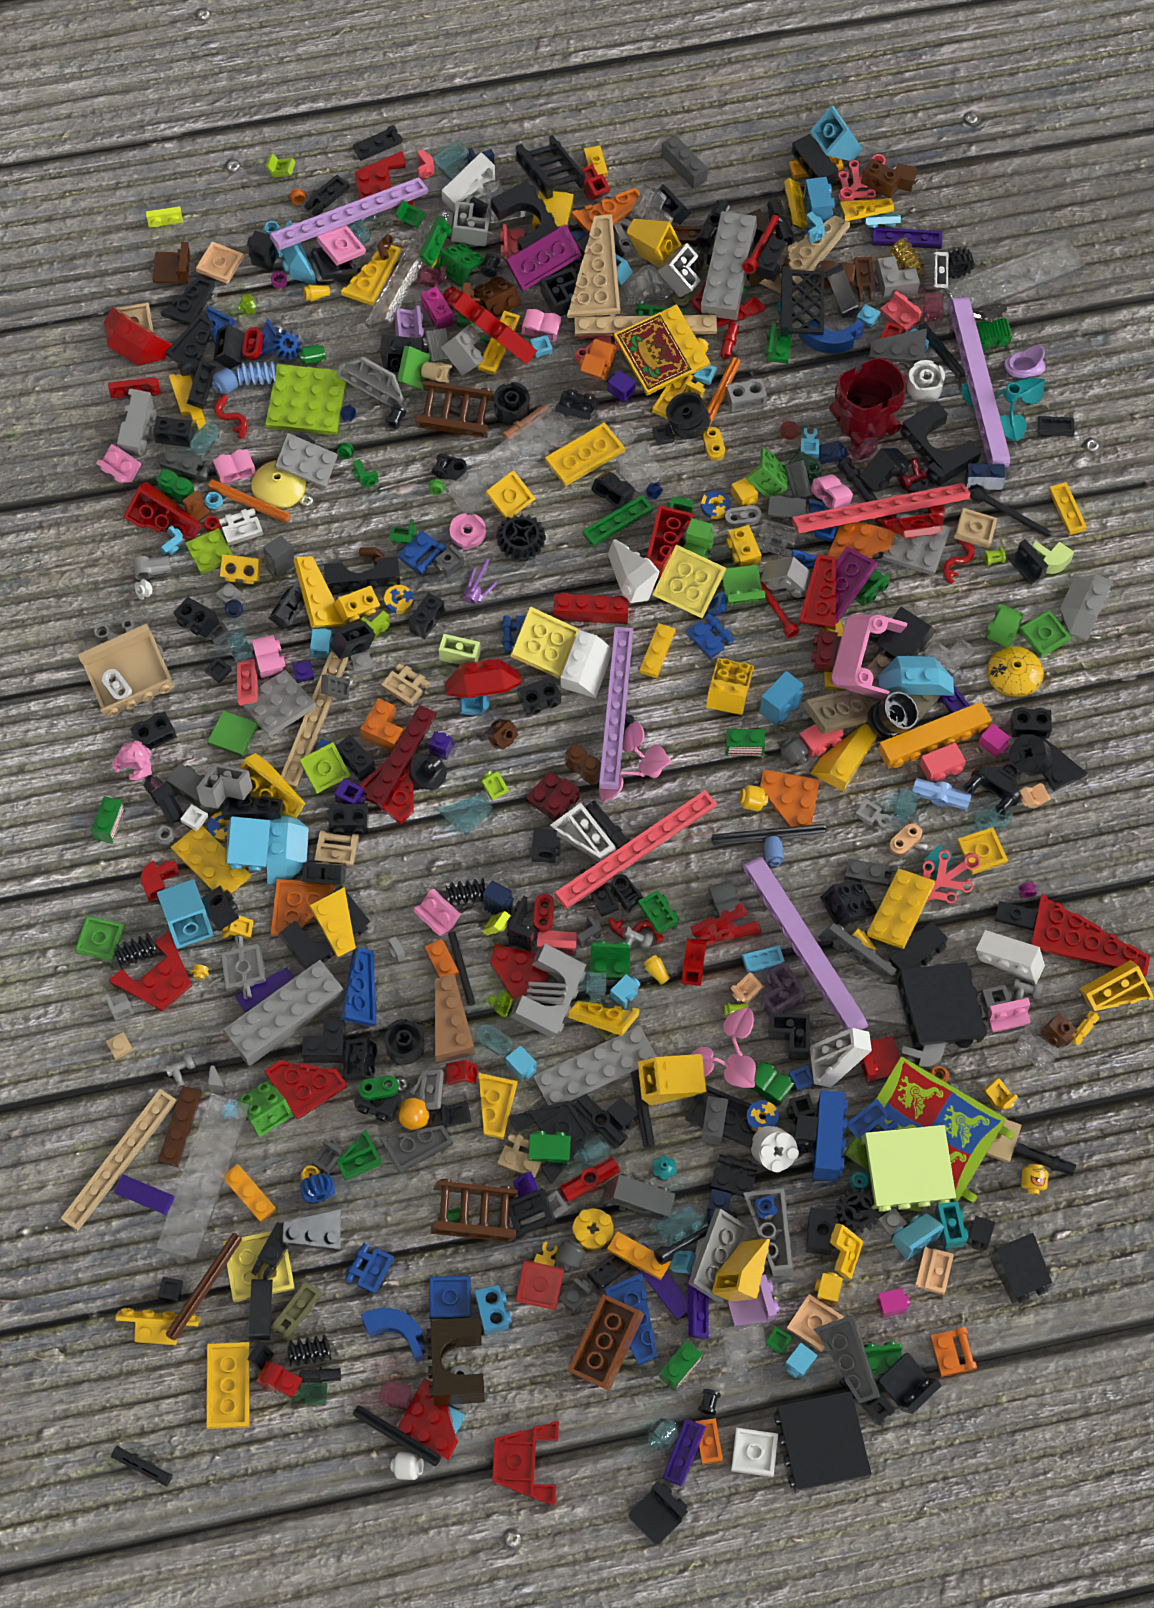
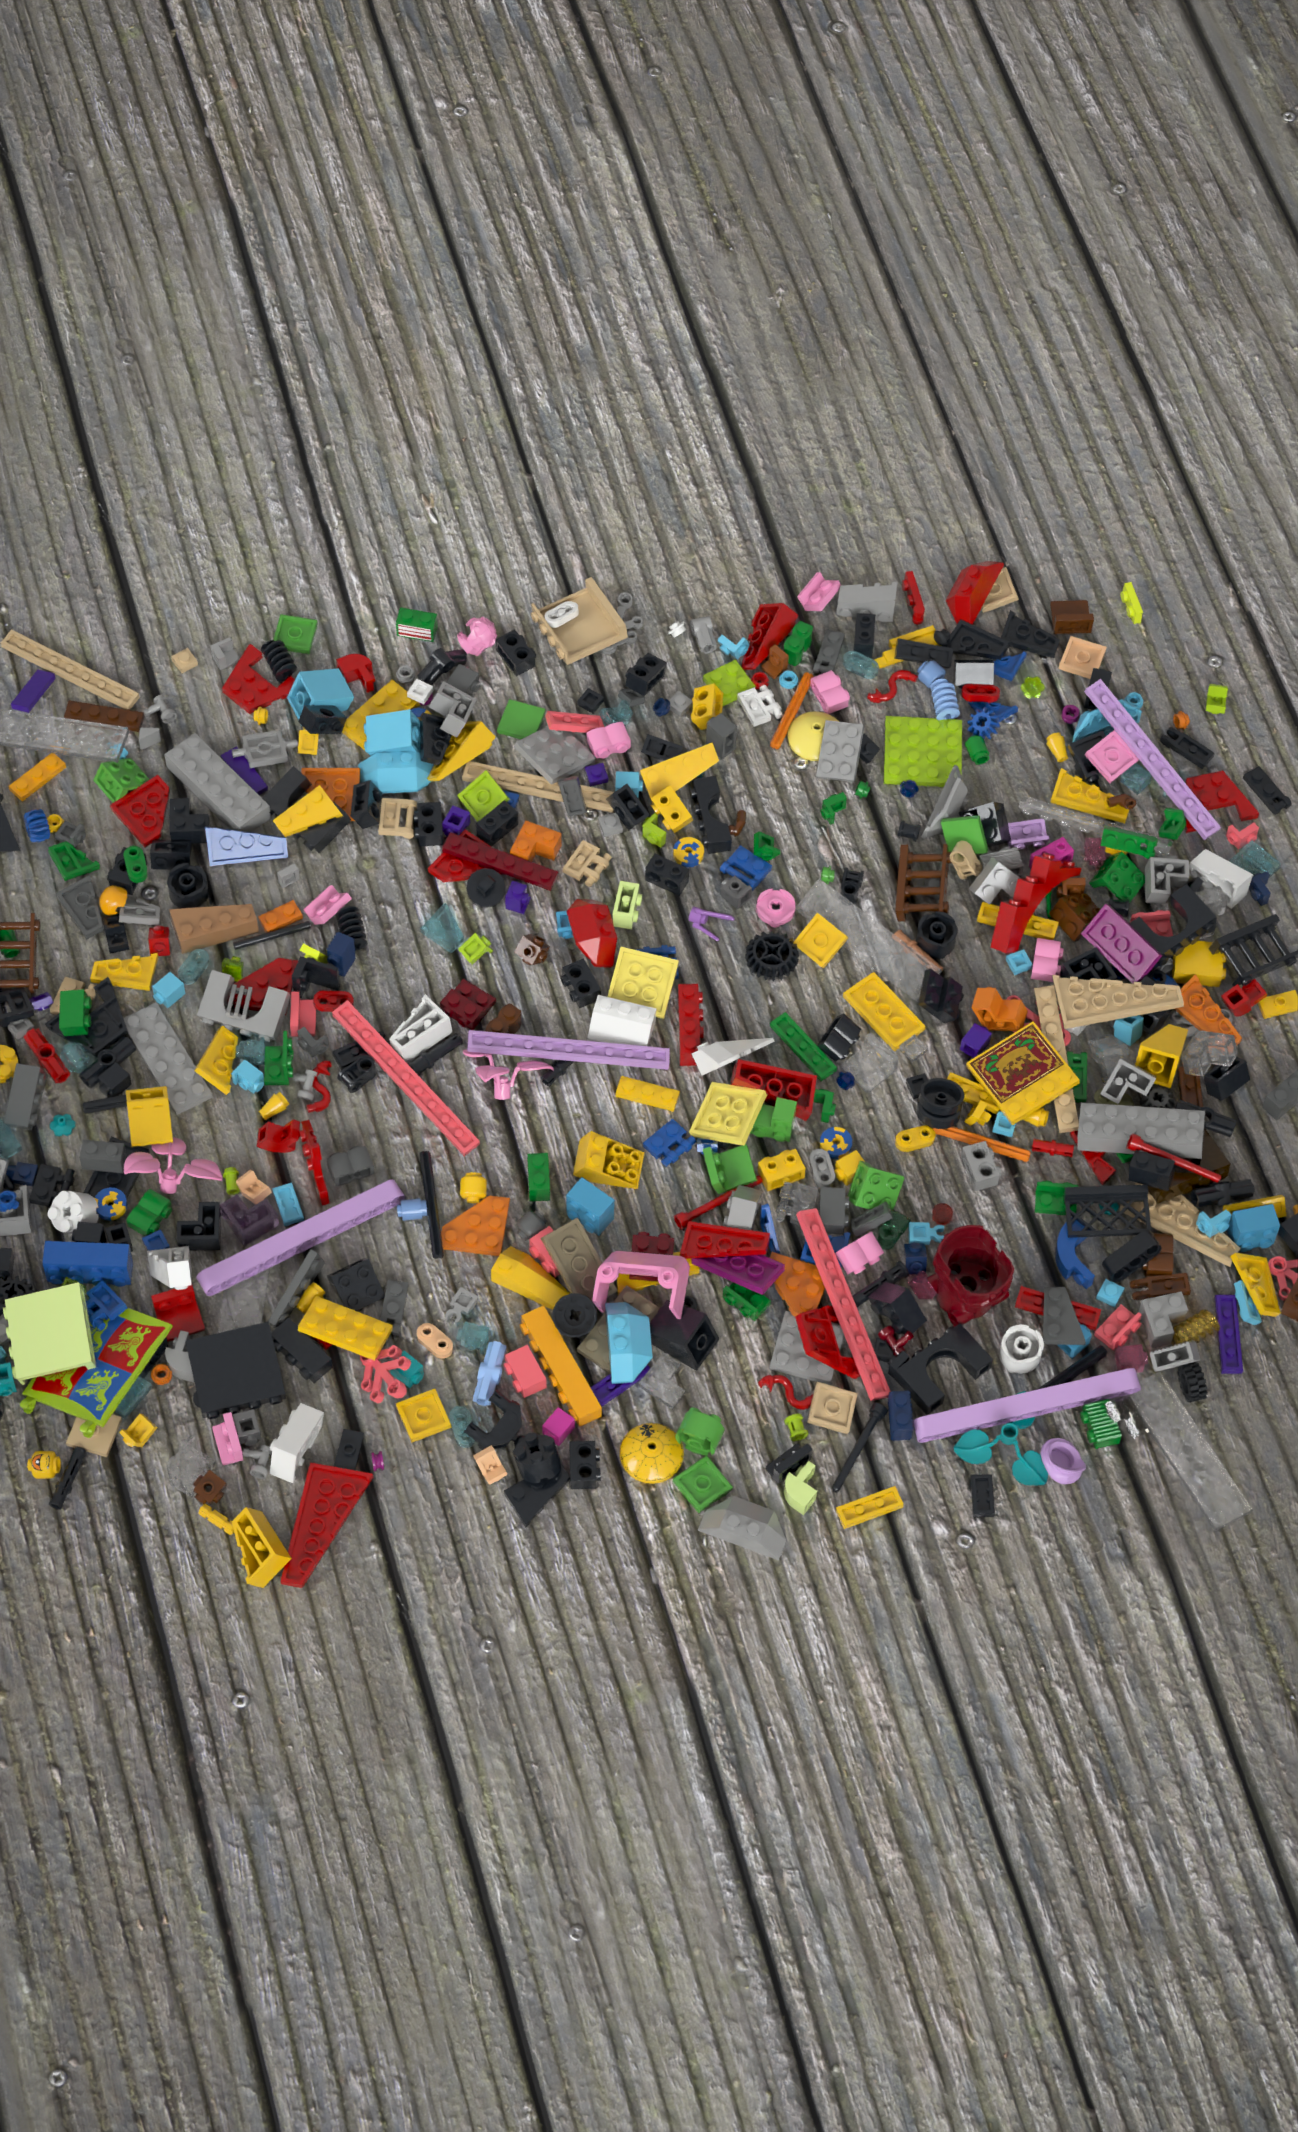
camera: 85 degrees right, 5 degrees down
(545, 845) = (403, 992): black brick -> none
(658, 912) = (335, 1102): green bracket -> none

